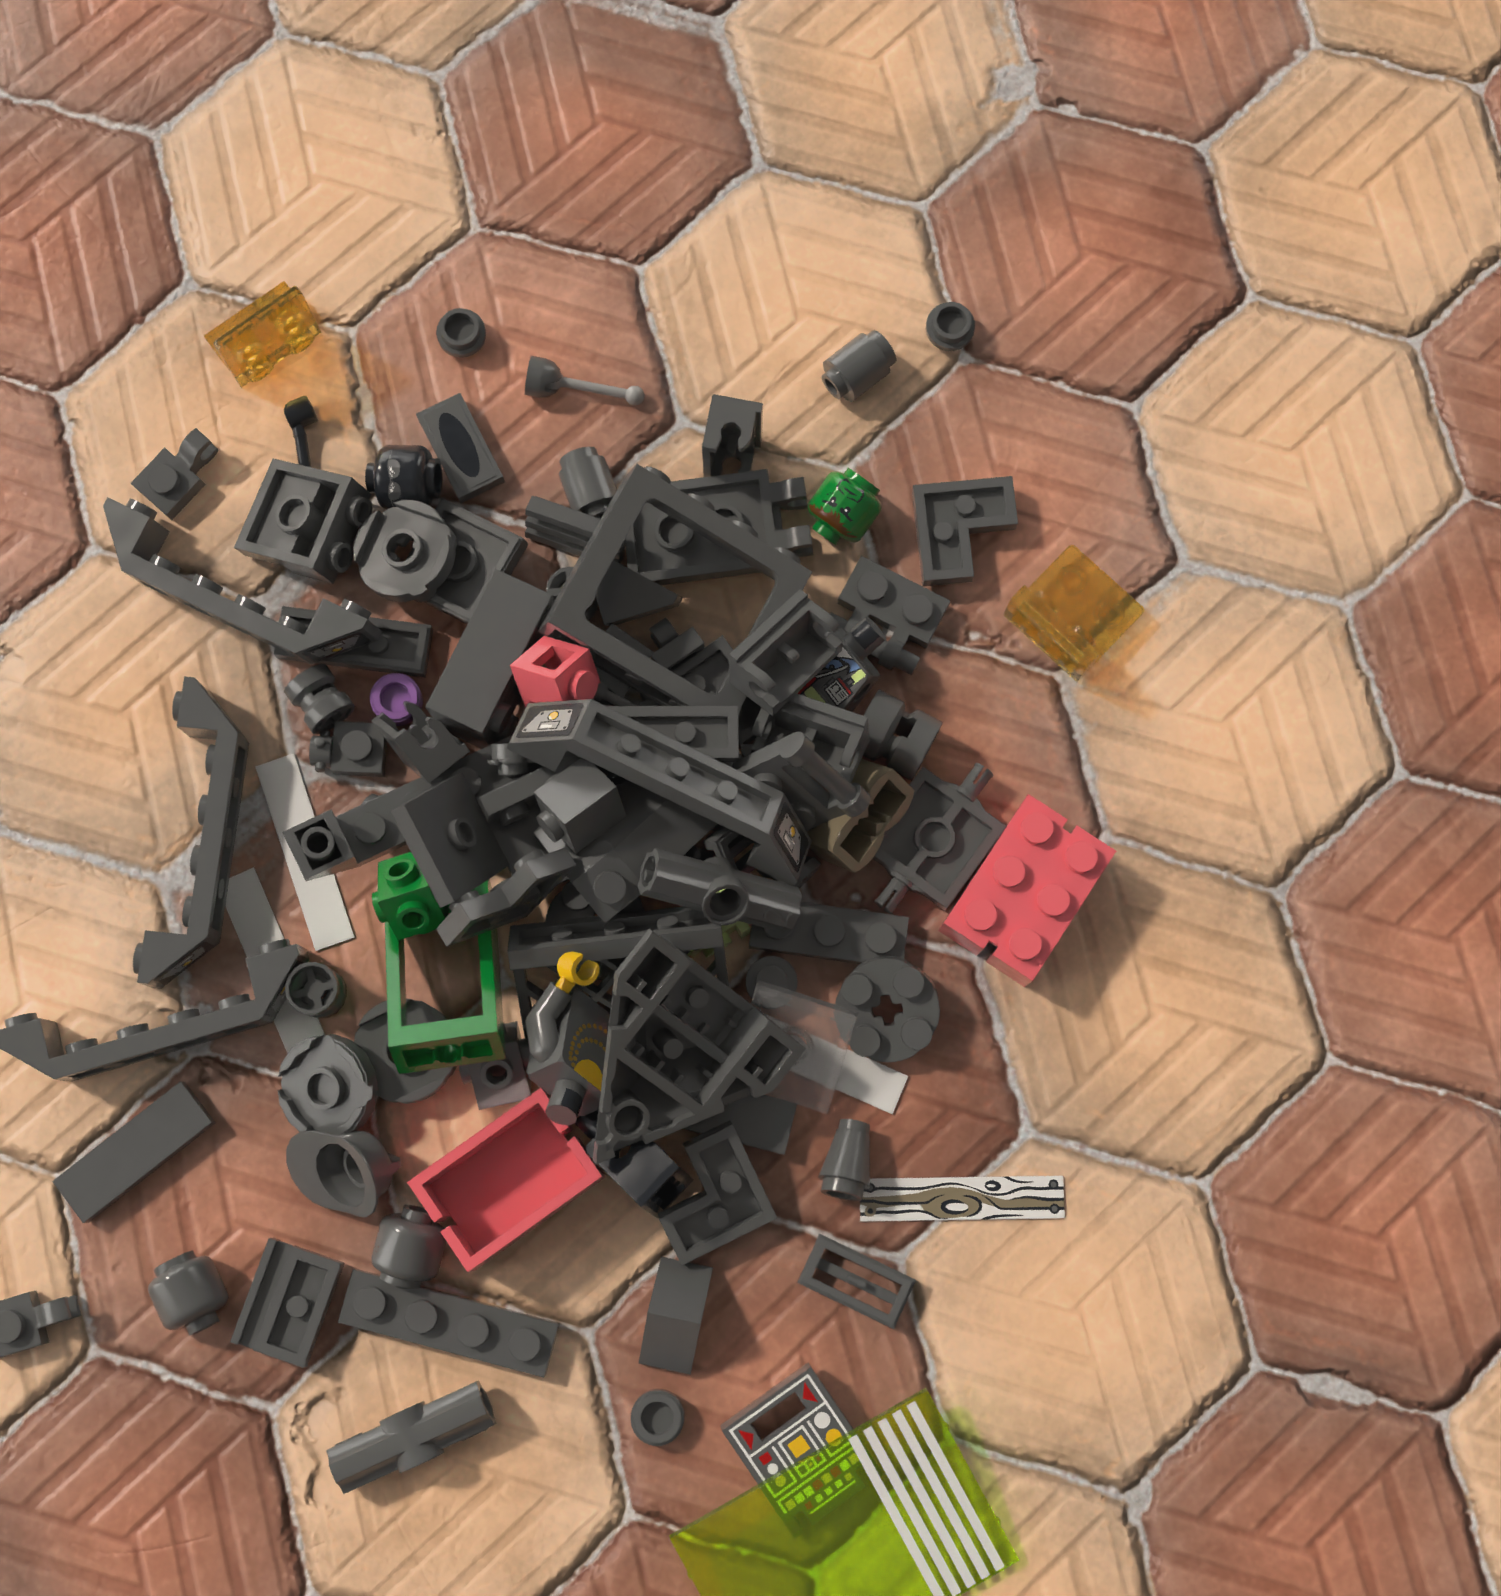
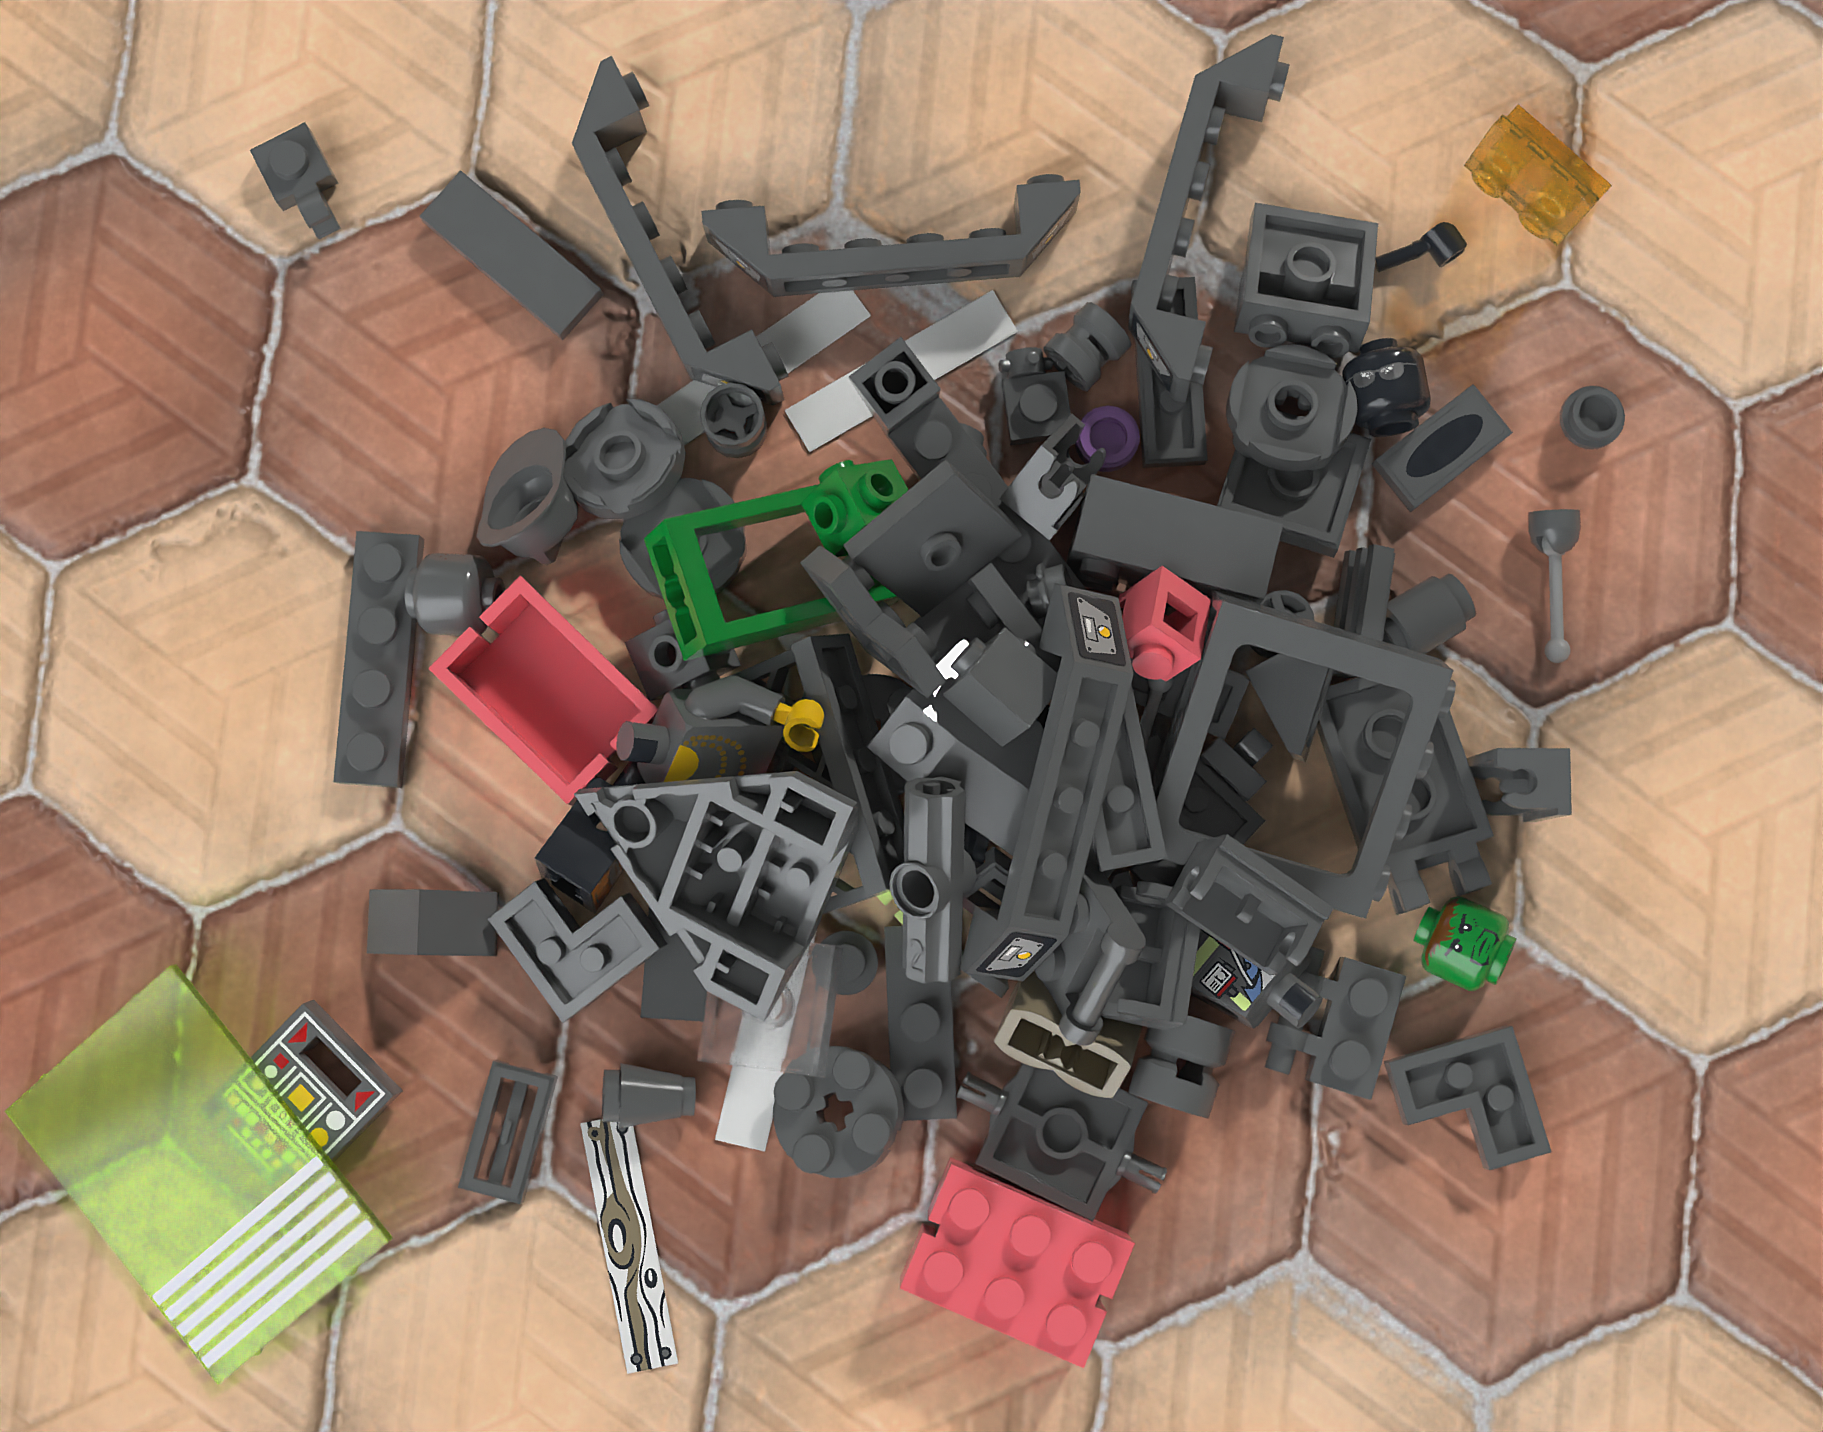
camera: 80 degrees right, 5 degrees up
(171, 479) = (1327, 108): dark grey plate -> none
(188, 1293) = (360, 353): dark grey head -> none
(287, 1302) = (369, 468): dark grey plate -> none
(411, 1437) = (241, 643): dark grey piece -> none
(657, 1417) = (312, 924): dark grey tile -> none
(858, 365) = (1657, 927): dark grey brick -> none
(950, 326) = (1738, 1036): dark grey plate -> none
(1073, 612) = (1388, 1262): clear yellow bracket -> none

